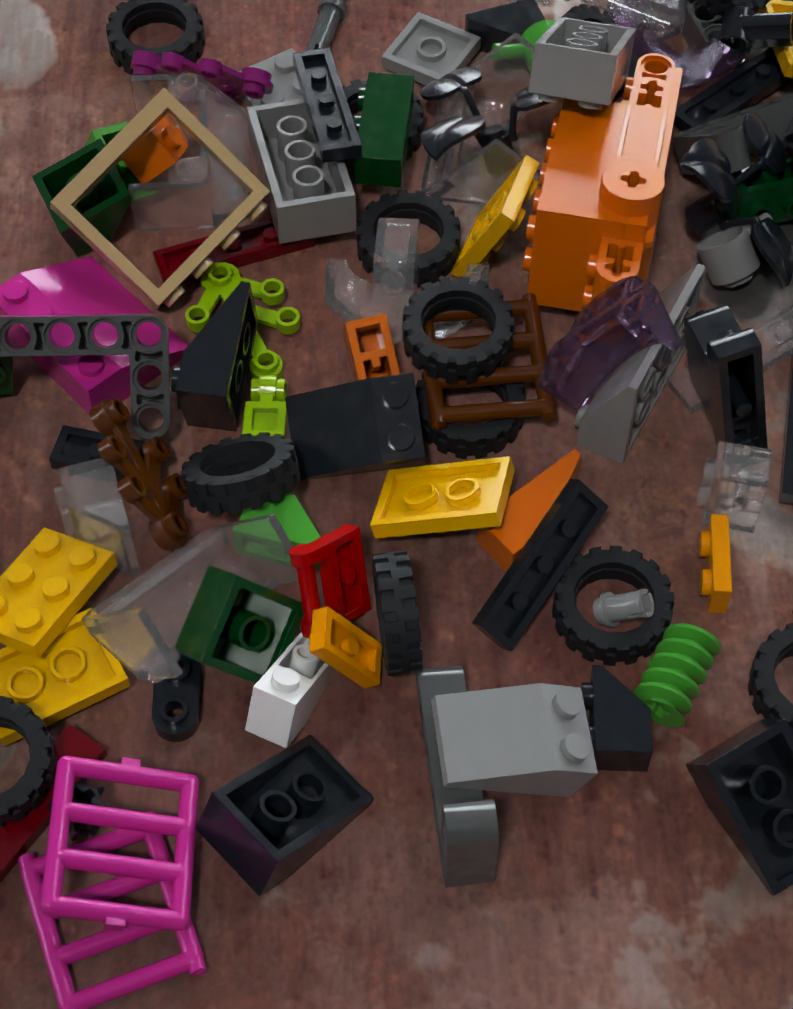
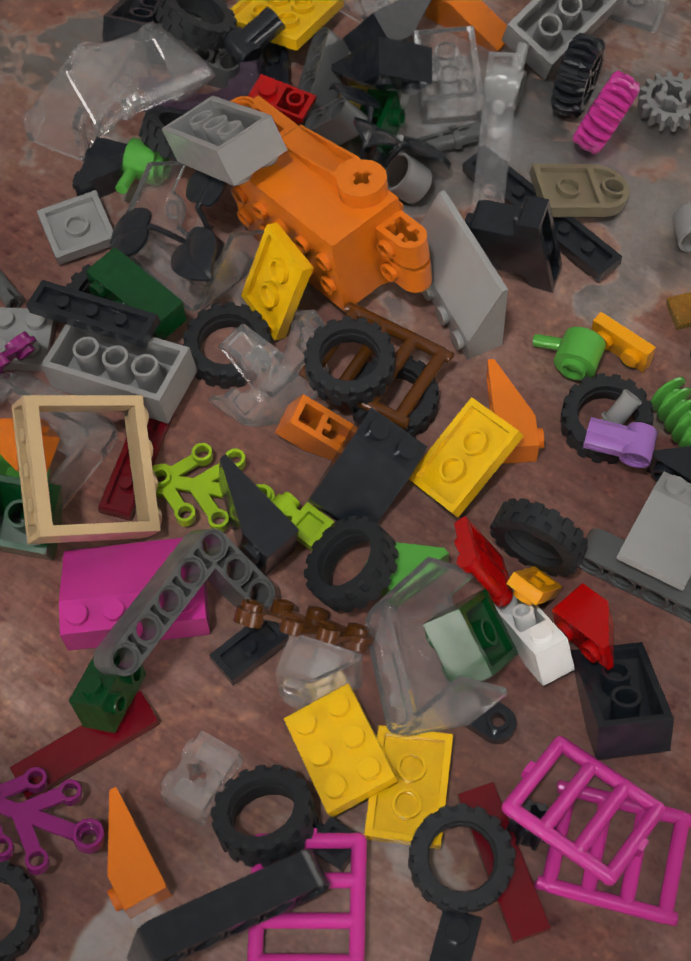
camera: 50 degrees left, 5 degrees up
(343, 728) = (588, 624): none -> red slope
(540, 564) = (558, 435): black plate -> none
(584, 633) = (631, 443): none -> medium lavender piece
(603, 337) = (441, 273): clear purple windscreen -> none
(664, 527) = (576, 353): none -> bright green piece
(703, 95) = (285, 98): none -> red slope
(735, 484) = (584, 292): clear brick -> none

